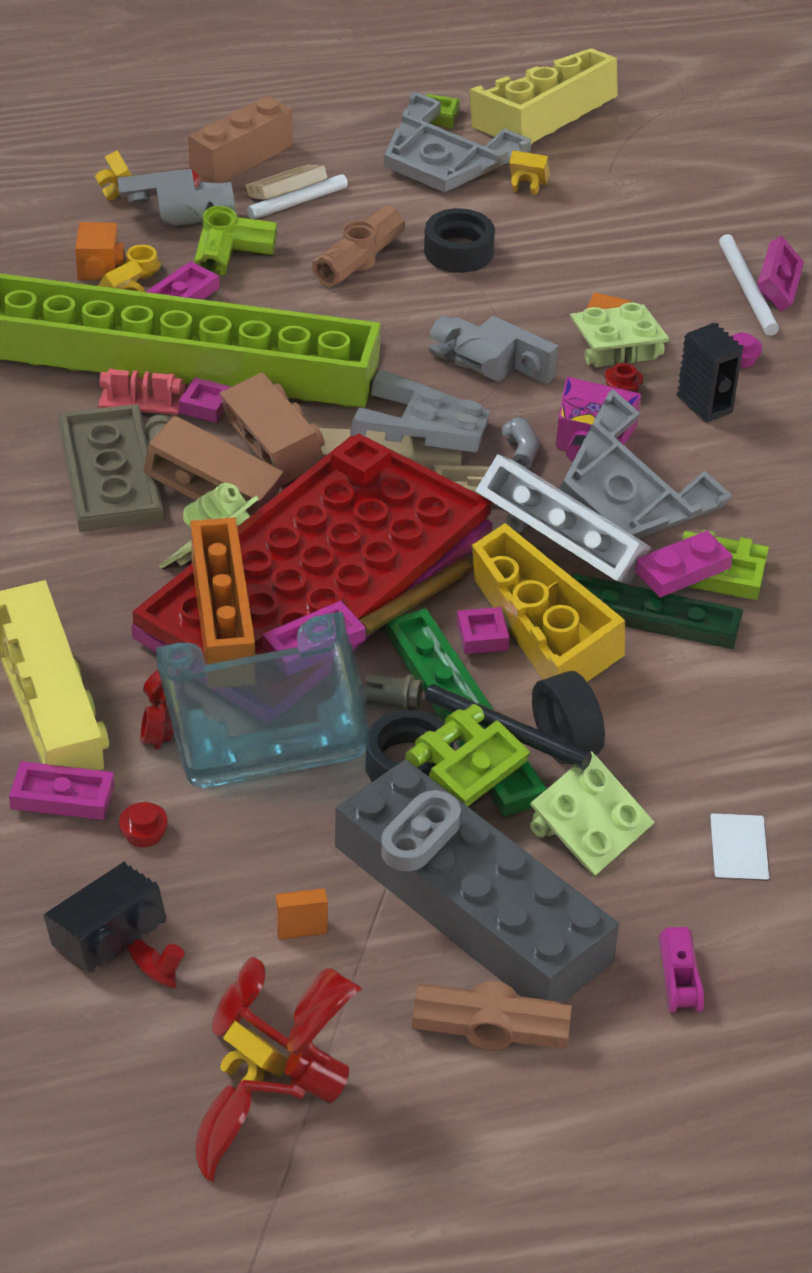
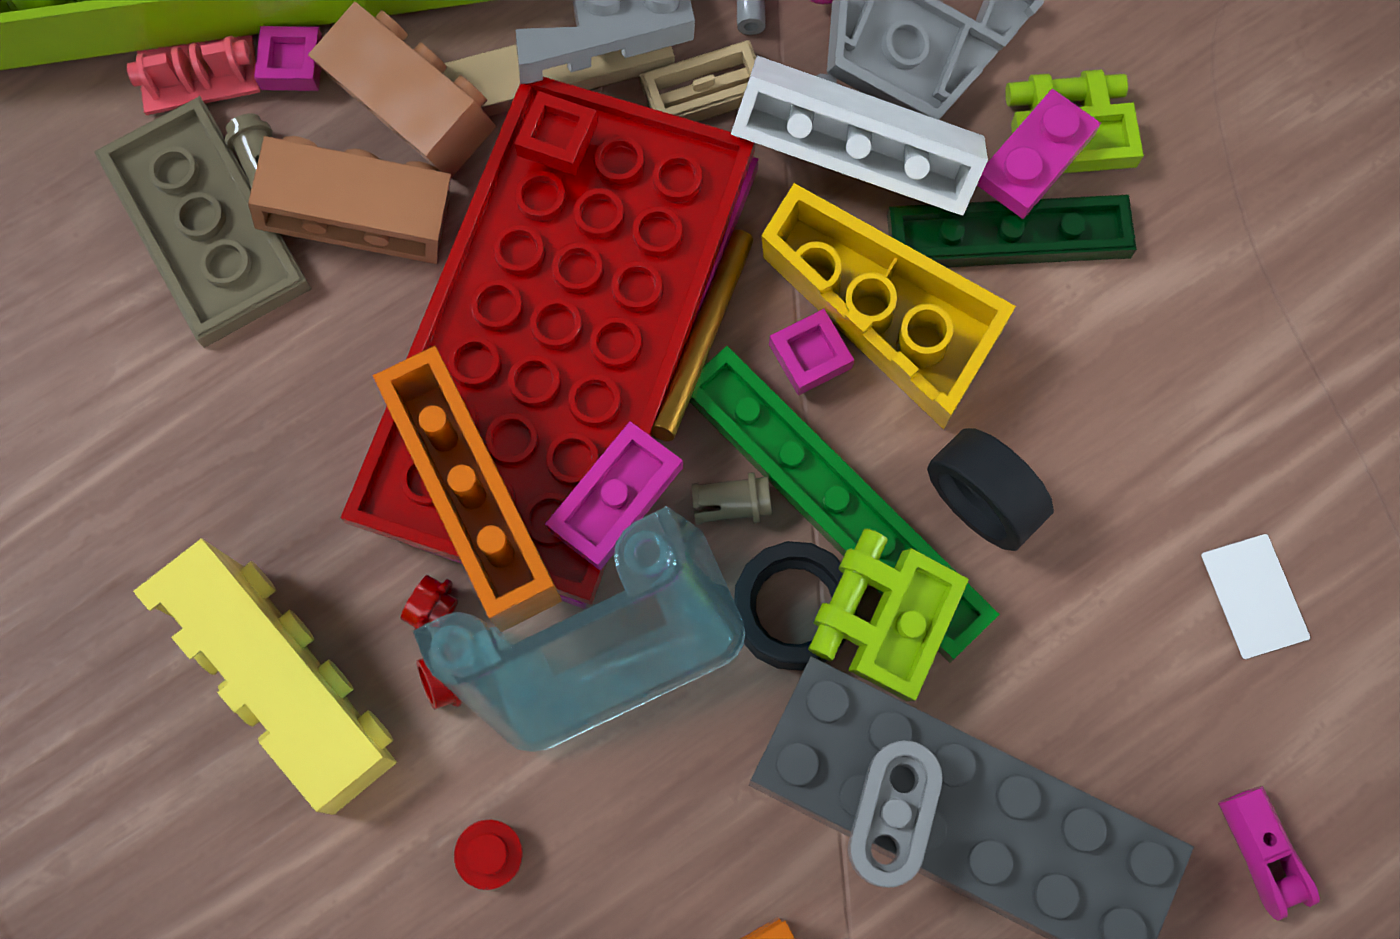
camera: 15 degrees left, 30 degrees up
(62, 790) = (358, 842): dark pink plate -> none
(221, 502) = (392, 293): yellowish green hinge -> none
(524, 733) = (921, 537): black bar -> none
(590, 815) = (1064, 628): yellowish green hinge -> none

